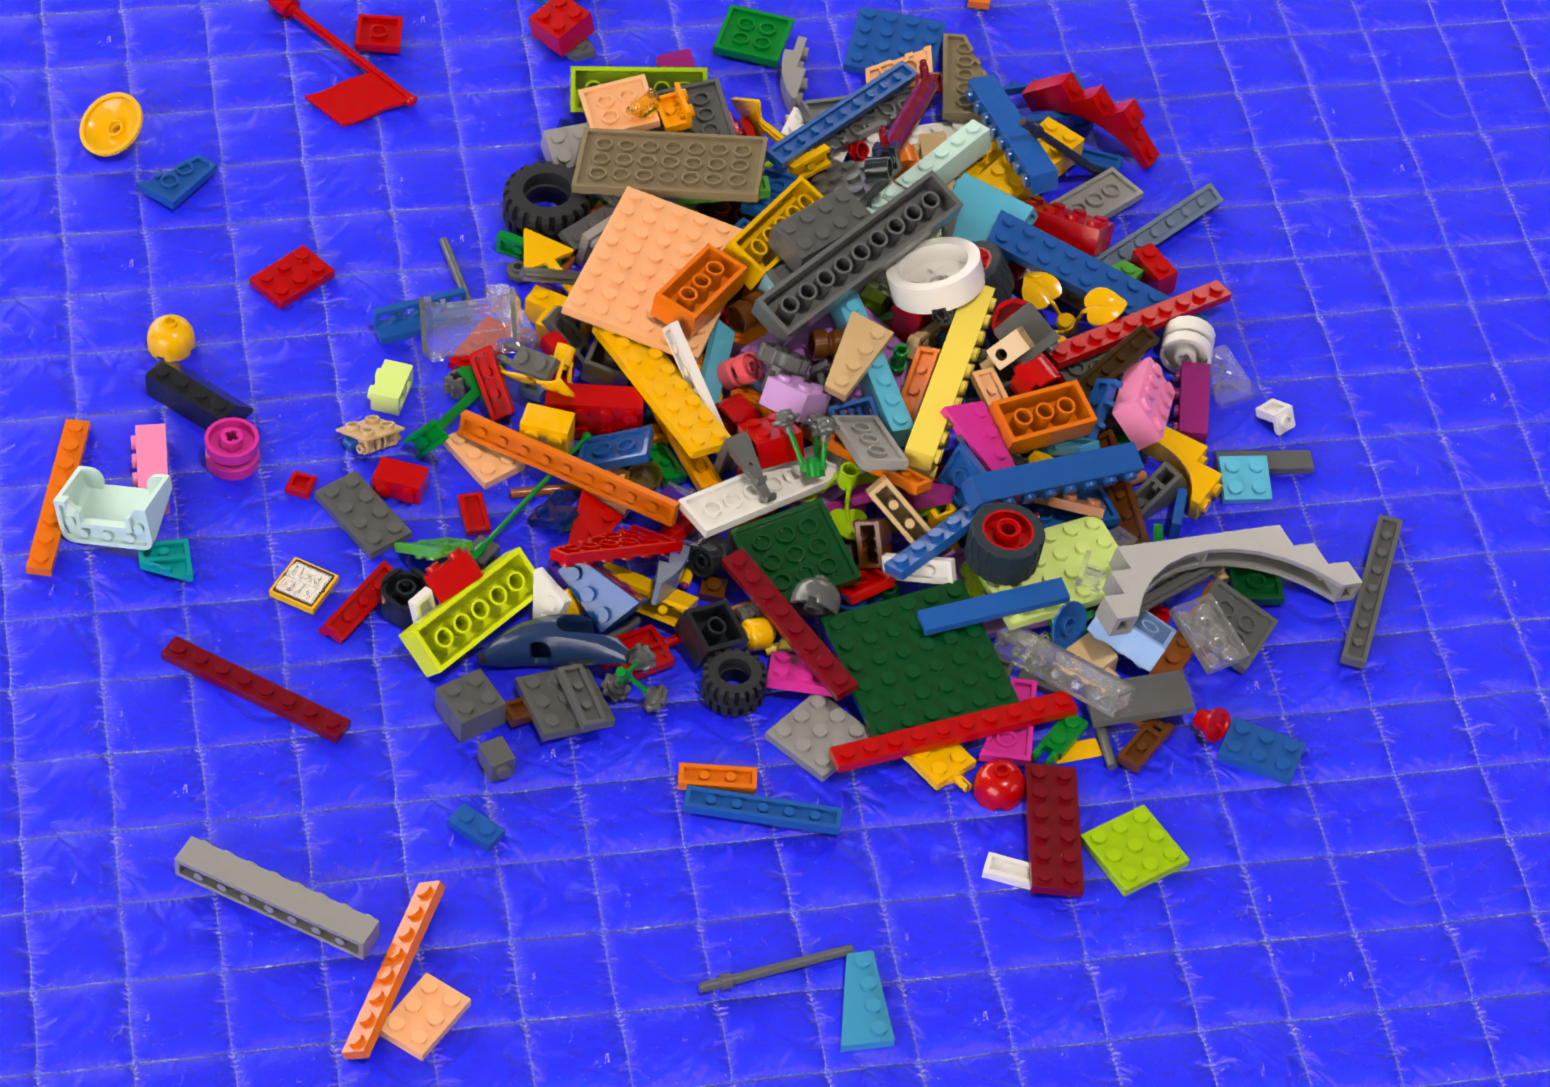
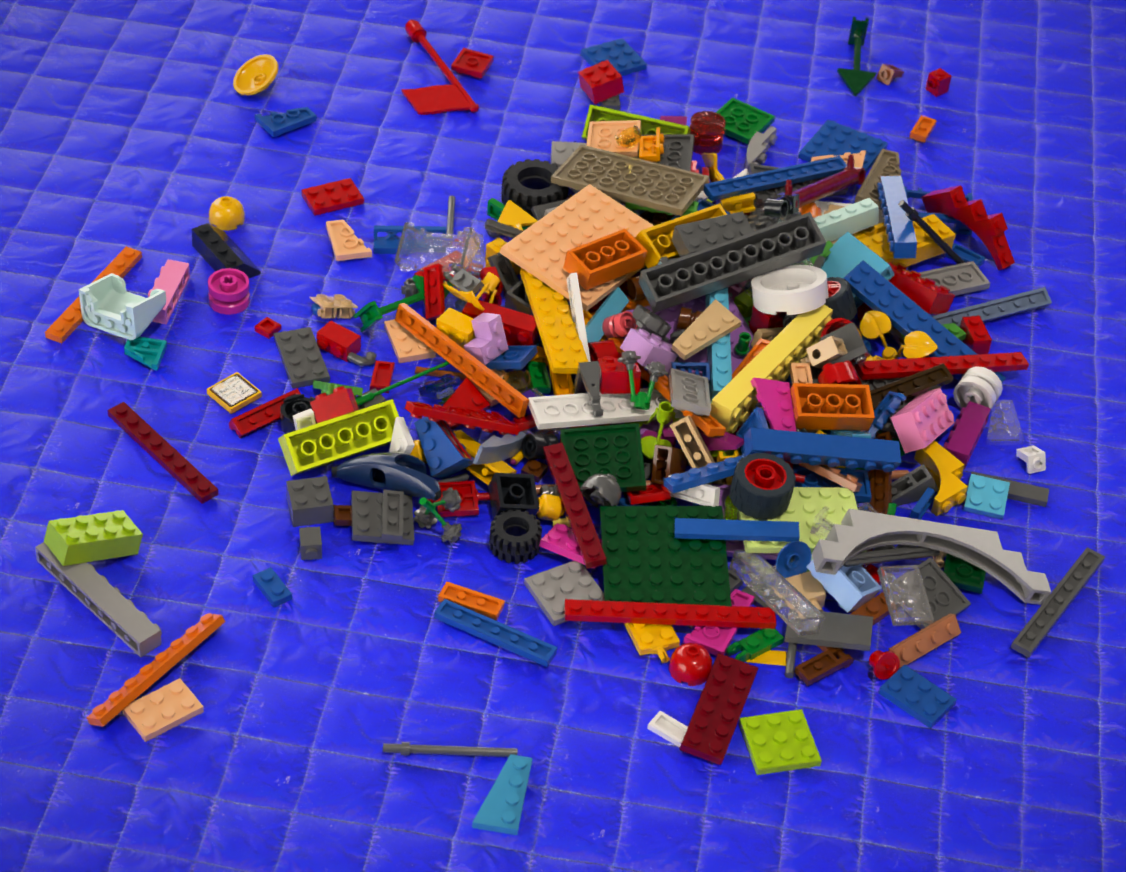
camera: 20 degrees right, 5 degrees down
(241, 827) = (93, 537): none -> lime brick
(339, 340) = (344, 242): none -> light nougat wing
(390, 387) = (364, 280): yellowish green brick -> none
(439, 500) = (362, 361): none -> dark grey arm
(591, 430) = (489, 338): none -> lavender brick
(726, 60) = (708, 132): none -> clear red wheel
(1247, 679) = (926, 639): none -> nougat plate

